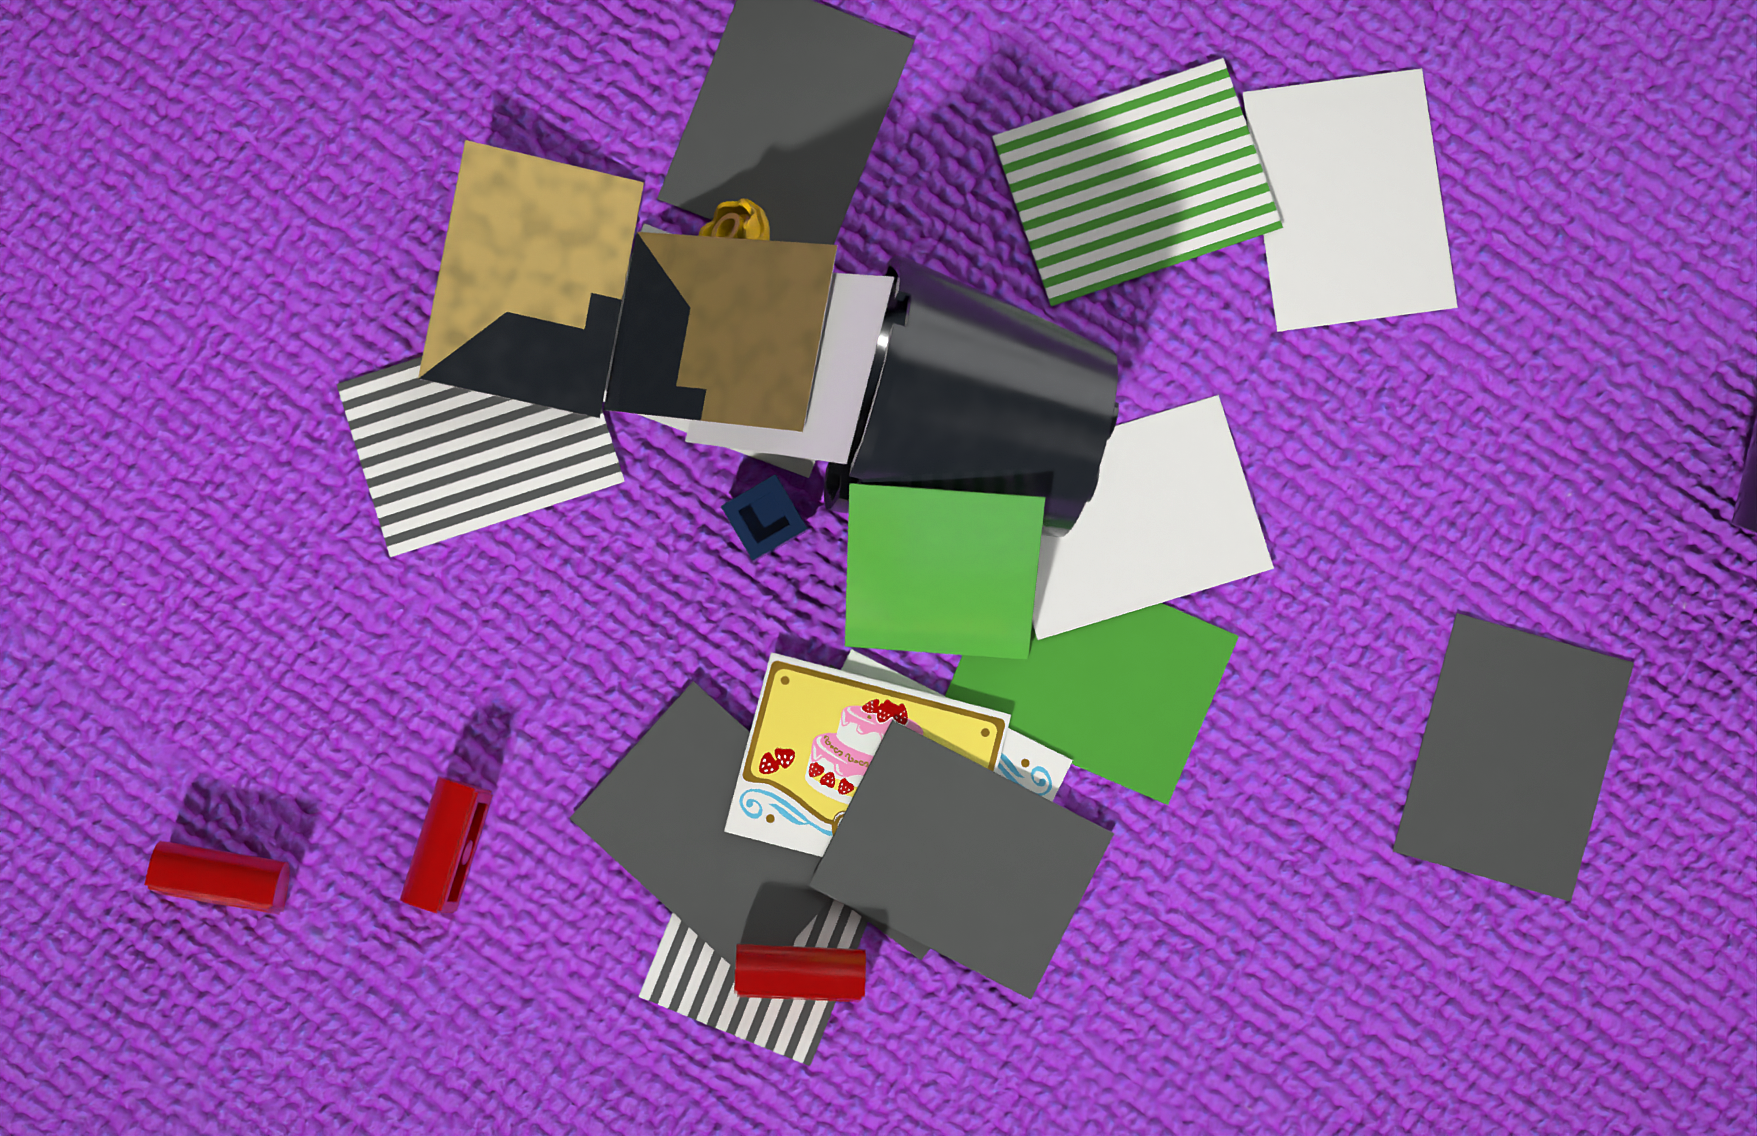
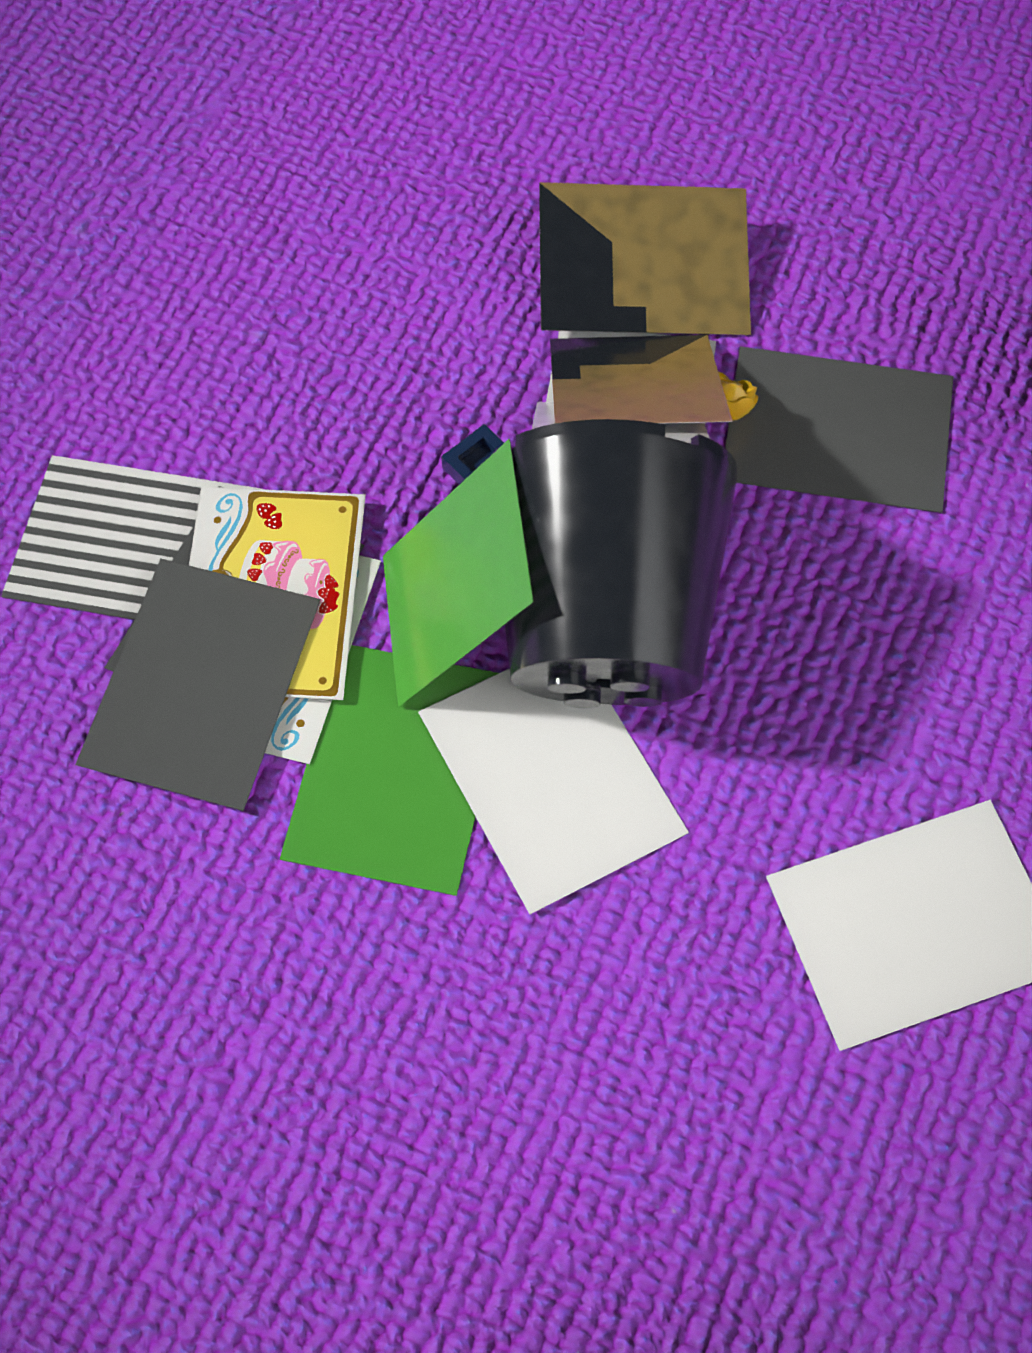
camera: 80 degrees right, 20 degrees down
(218, 877) = (115, 145): red brick -> none
(446, 846) = (160, 288): red brick -> none
(466, 458) = (487, 258): sticker -> none
(666, 825) = (202, 442): dark grey sticker -> none
(800, 973) = (76, 558): red brick -> none
(1137, 182) = (874, 724): sticker -> none
(1513, 757) = (381, 1204): dark grey sticker -> none

